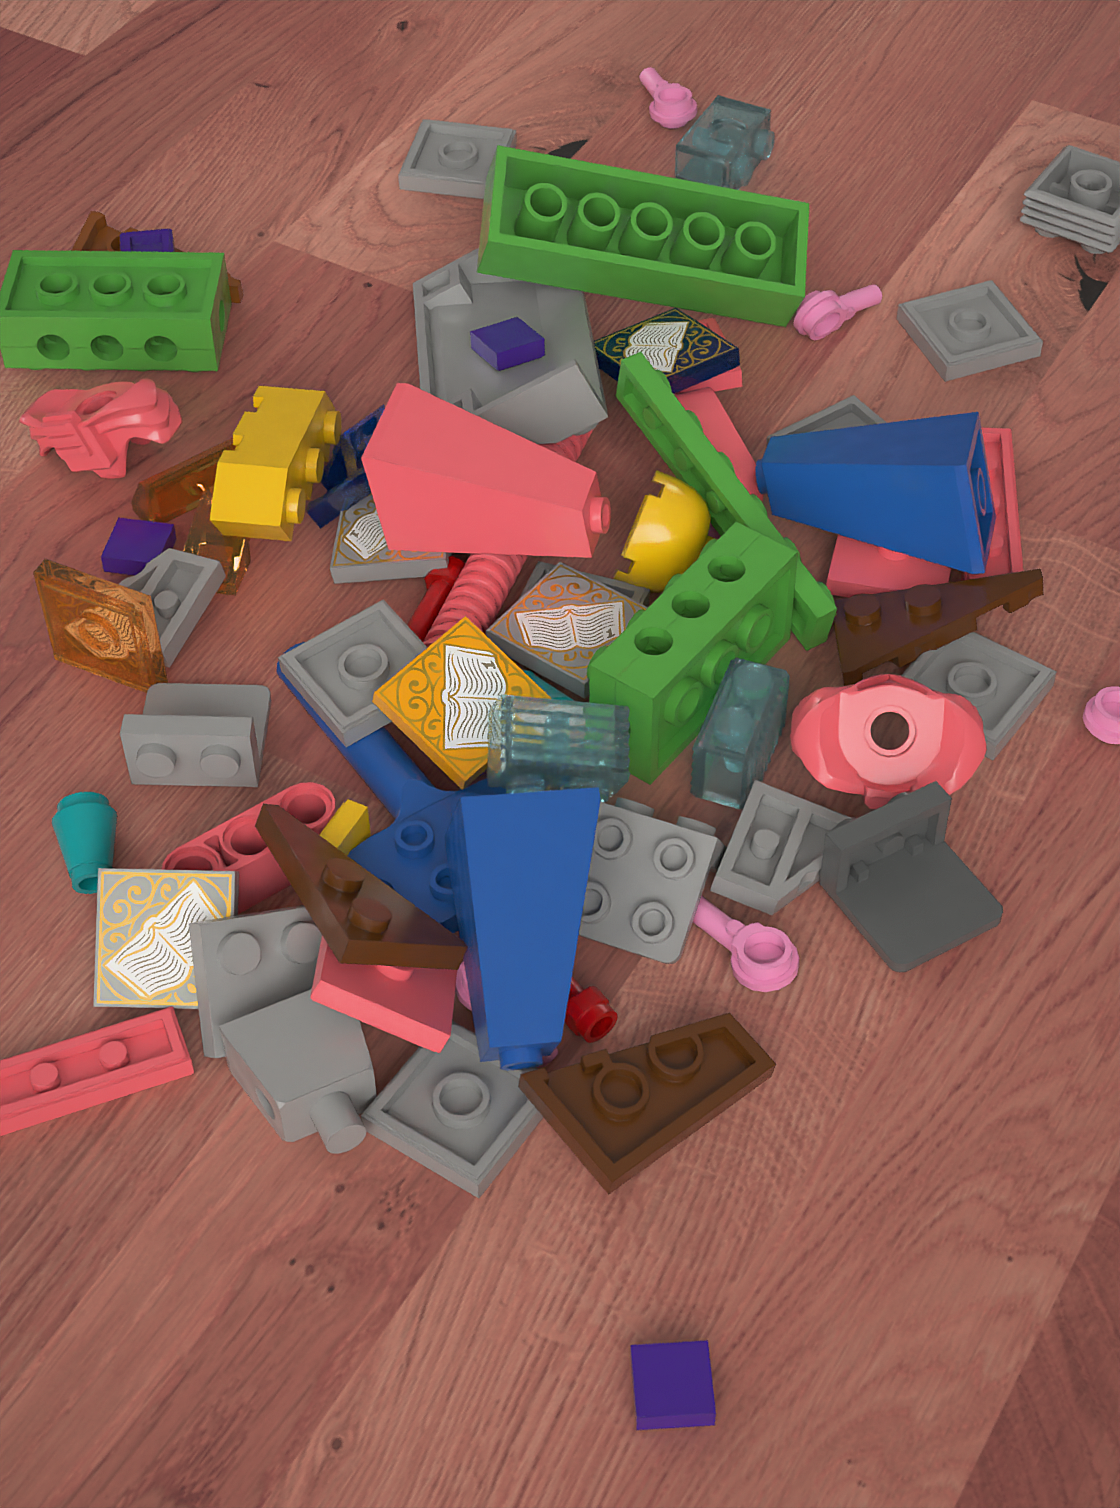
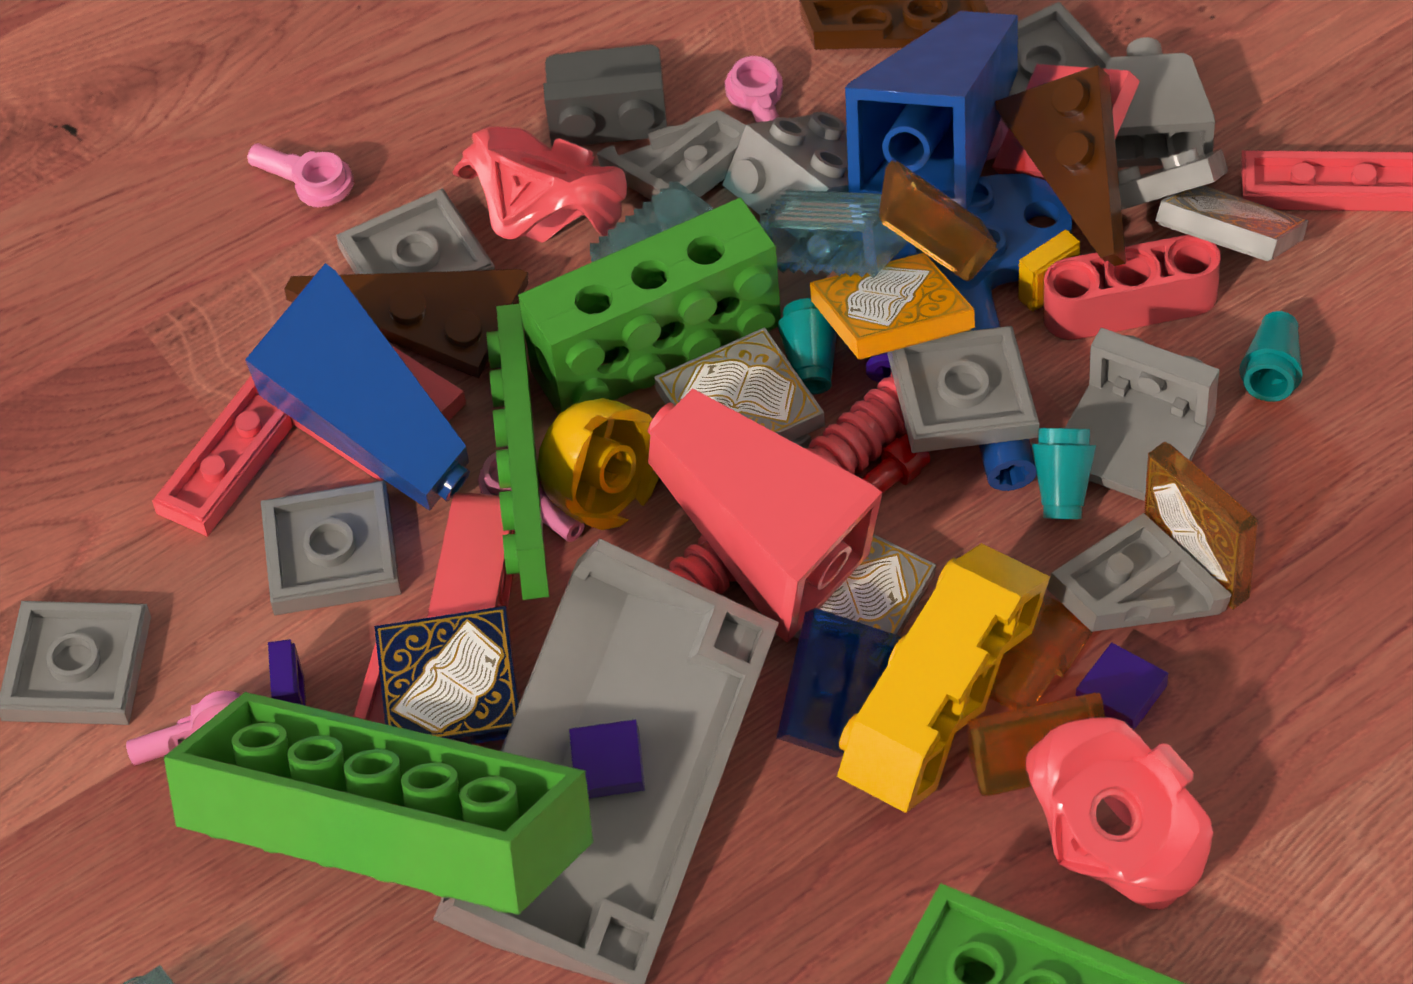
camera: 150 degrees left, 5 degrees up
(260, 670) = (1063, 470): none -> teal cone
(456, 767) = (934, 222): none -> clear orange slope
(791, 343) = (286, 672): none -> dark purple tile

